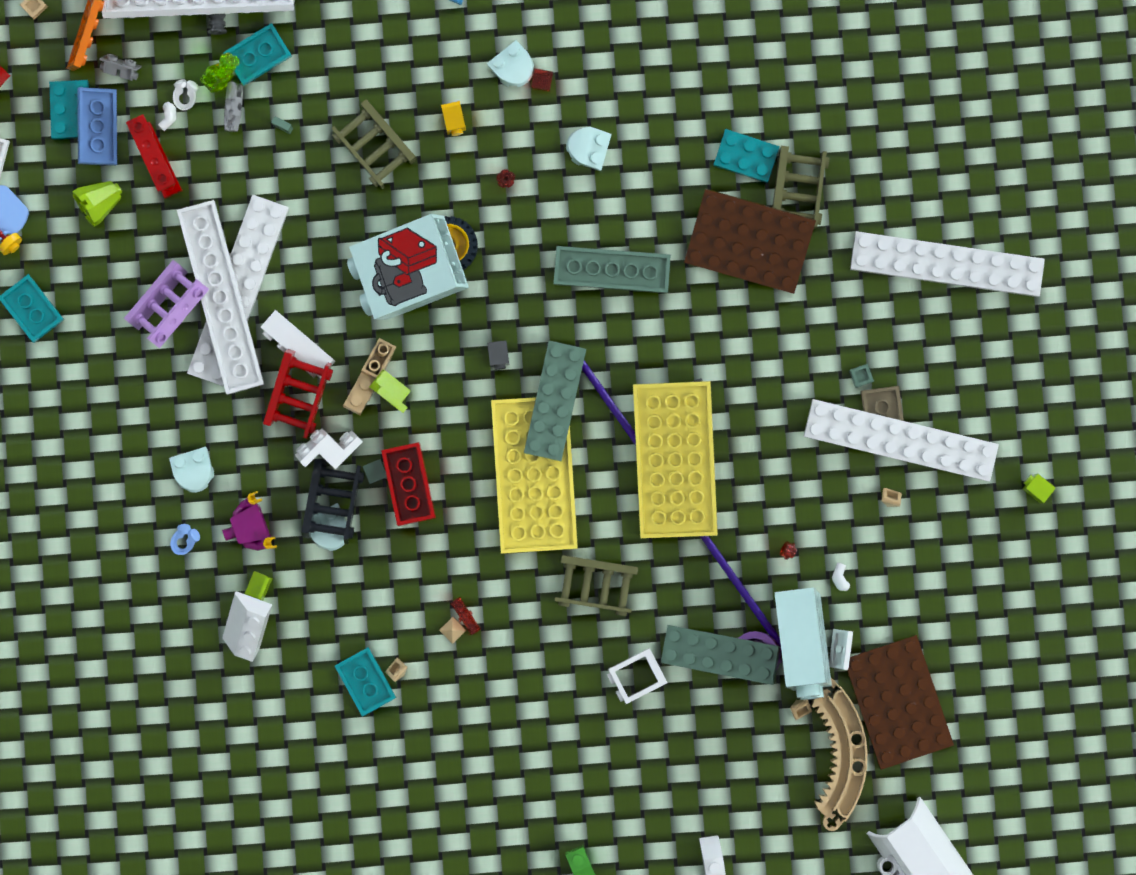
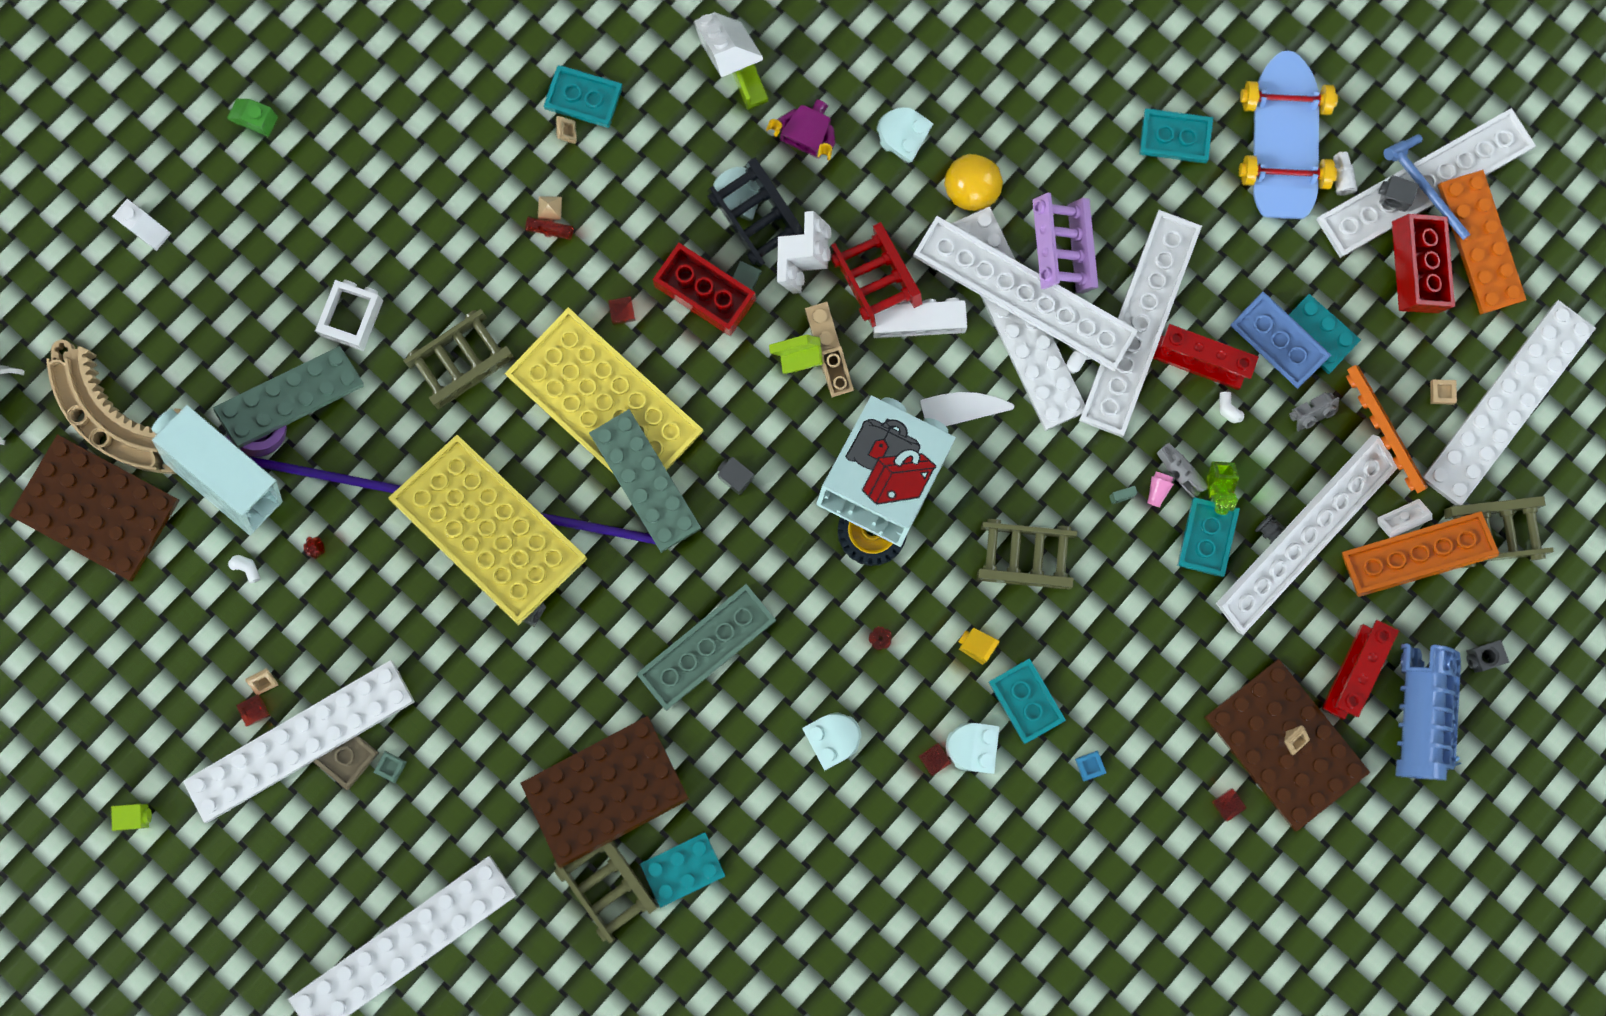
camera: 140 degrees right, 5 degrees down
(97, 200) = (1214, 276): lime cone -> none
(160, 218) = (1147, 310): none -> white plate
(182, 398) = (973, 182): none -> yellow cylinder
(192, 88) = (1235, 453): white piece -> none
(193, 536) = (849, 80): light blue piece -> none
(230, 229) = (1076, 361): none -> white arm
(256, 109) = (1159, 488): none -> bright pink cone
(324, 269) = (962, 407): none -> white sticker
(456, 62) = (1026, 701): none -> teal plate
(470, 521) = (621, 310): none -> clear red plate
(840, 649) = (187, 504): white plate -> none
(912, 484) = (253, 710): none -> clear red plate

